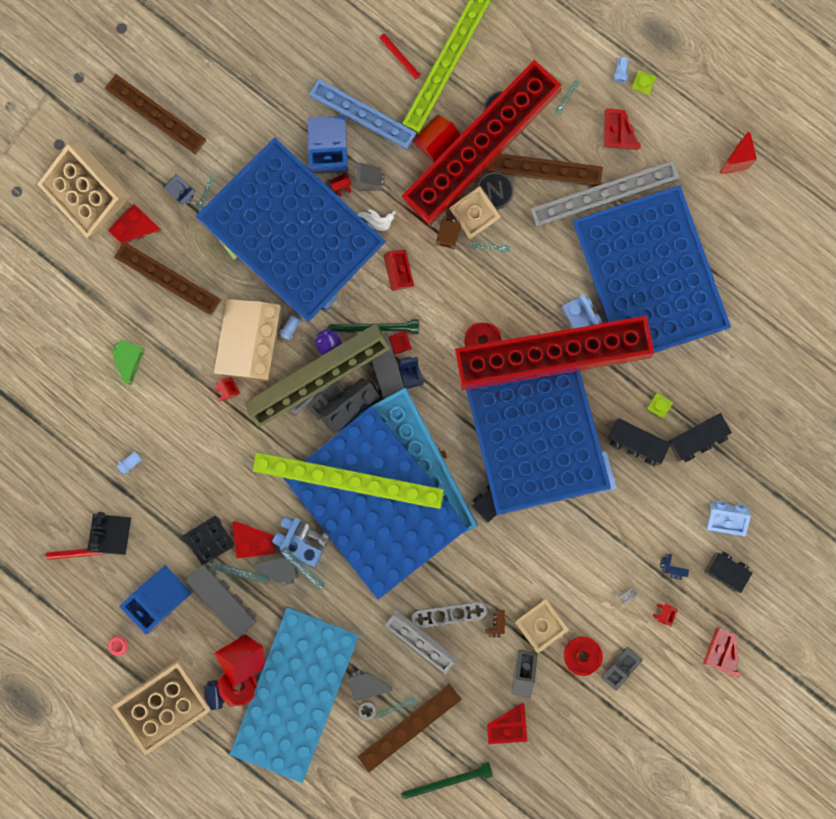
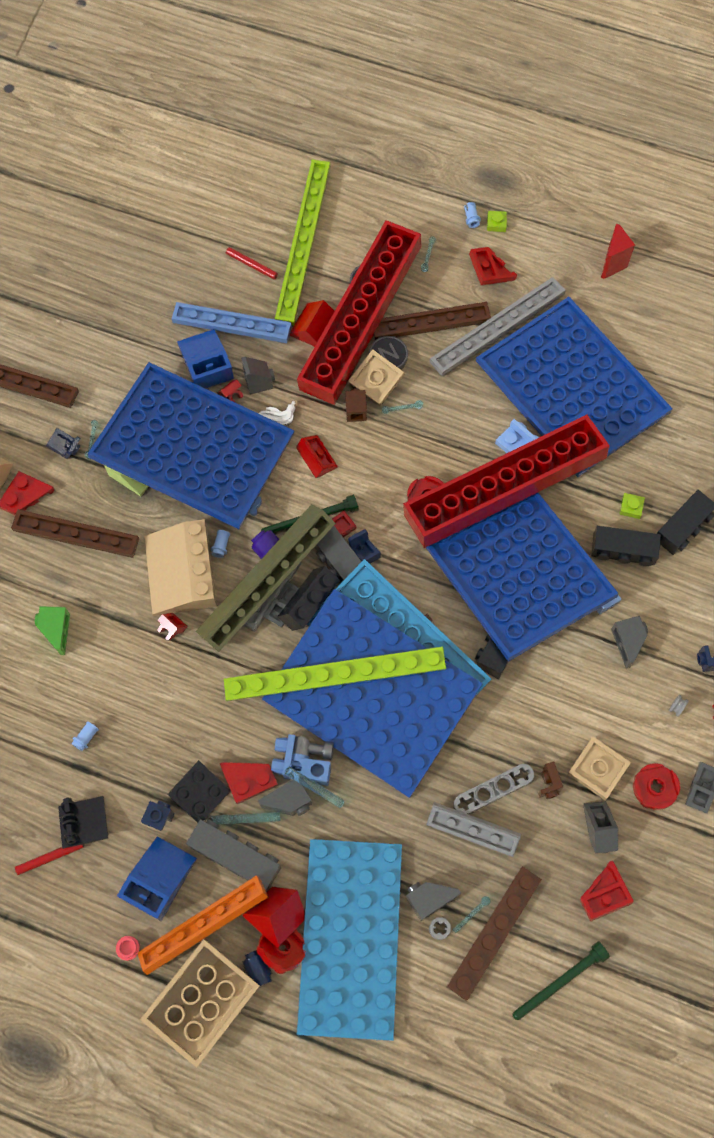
camera: 20 degrees left, 15 degrees down
(169, 549) = (157, 815): none -> dark blue bracket
(180, 649) = (202, 925): none -> orange plate
(610, 525) = (629, 638): none -> dark grey slope

